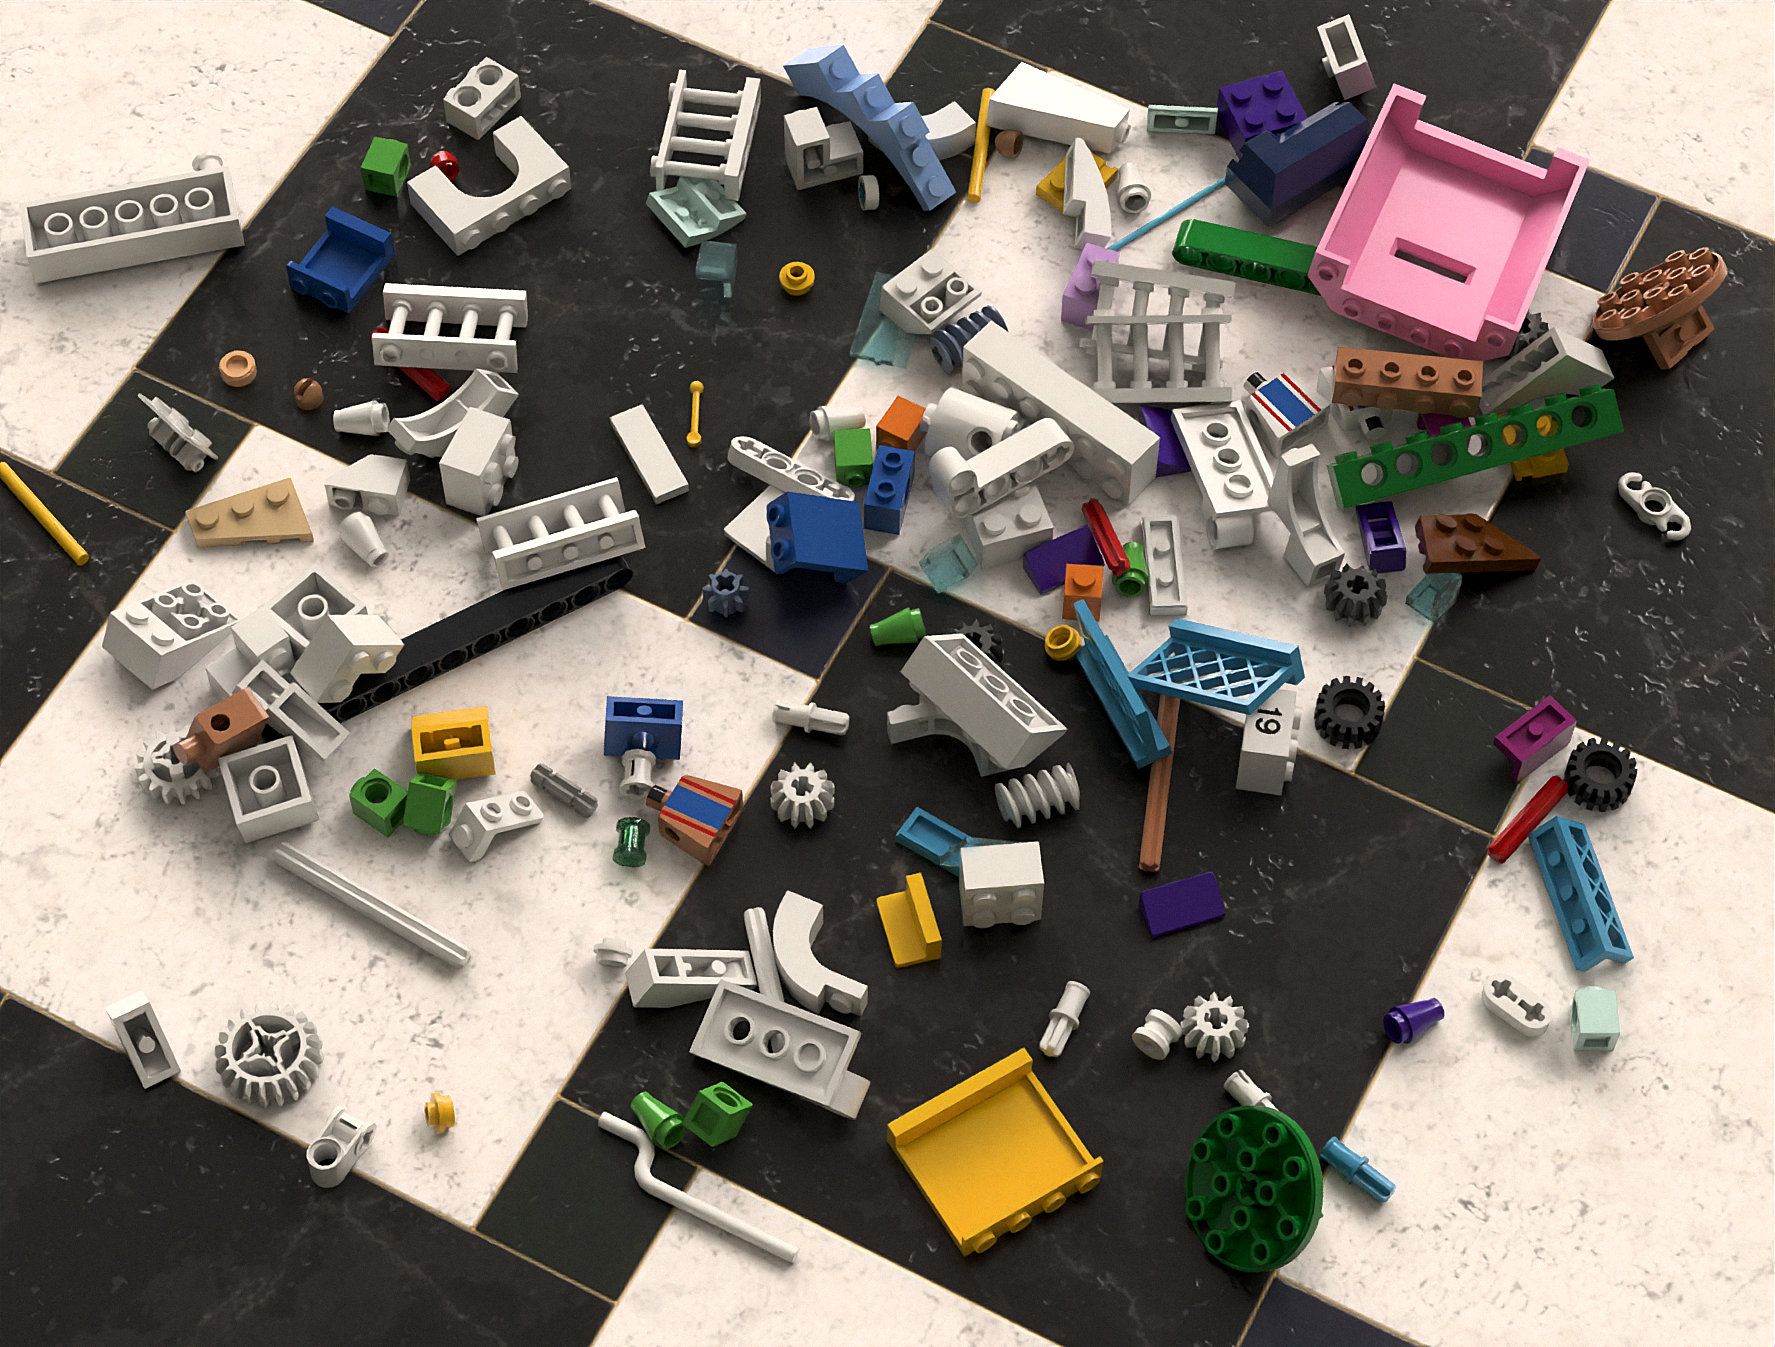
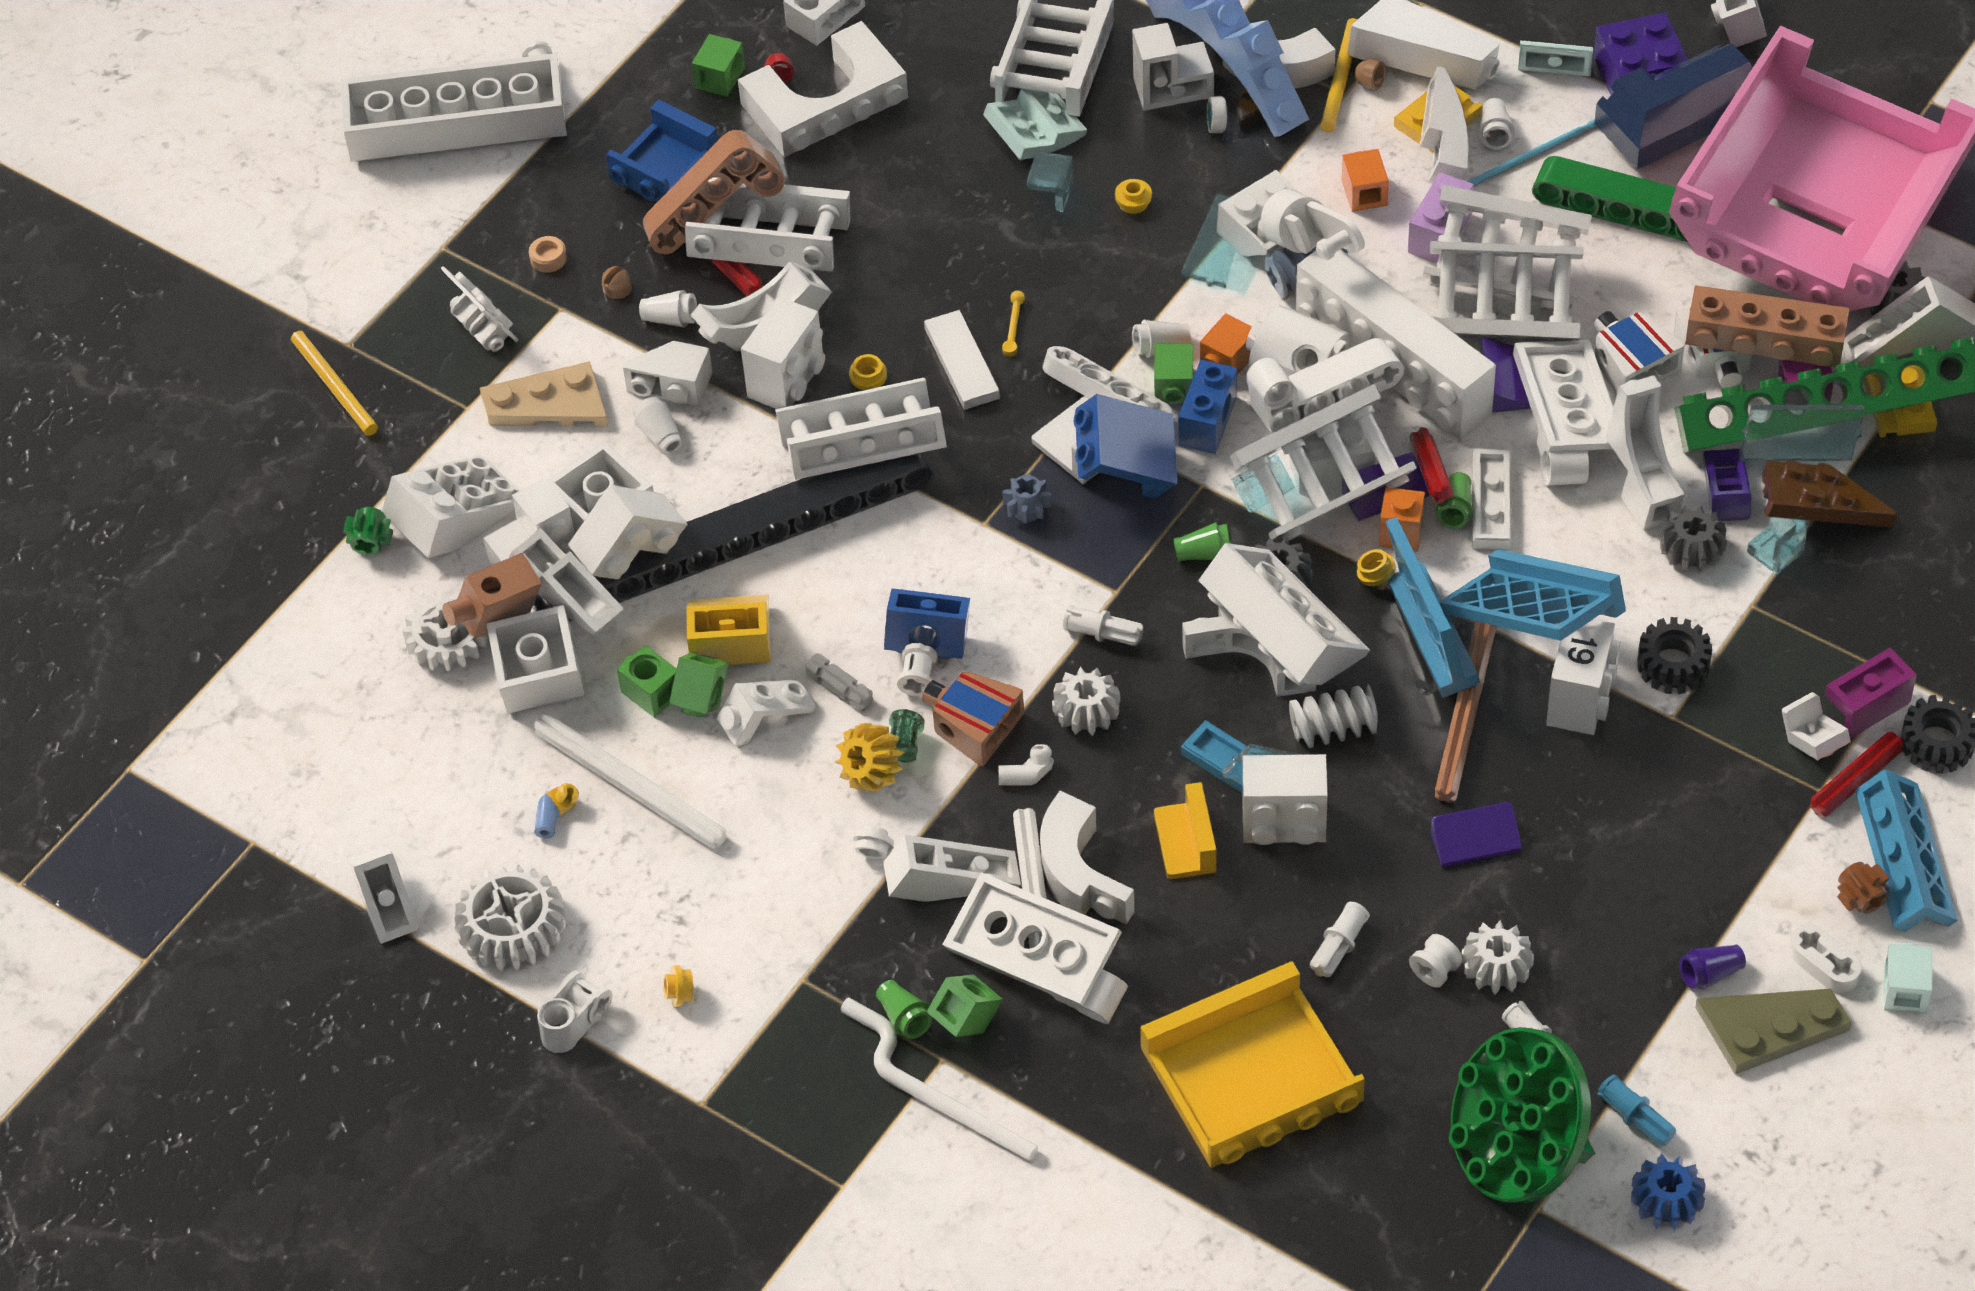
camera: 10 degrees right, 5 degrees down
(90, 666) = (368, 531): none -> green gear
(298, 937) = (552, 806): none -> arm
(390, 294) = (668, 217): none -> nougat beam
(560, 465) = (867, 372): none -> yellow plate
(601, 868) = (869, 757): none -> yellow gear
(755, 869) = (1030, 771): none -> white arm
(963, 304) = (1304, 223): none -> white piece
(1006, 508) = (1325, 425): none -> white fence
(1015, 251) = (1365, 180): none -> orange brick
(1385, 1260) = (1653, 1200): none -> blue gear
(1447, 485) = (1801, 432): none -> clear light blue piece
(1472, 1074) = (1771, 1025): none -> olive wing
(1485, 779) = (1812, 730): none -> white bracket
(1545, 933) = (1863, 887): none -> dark orange gear

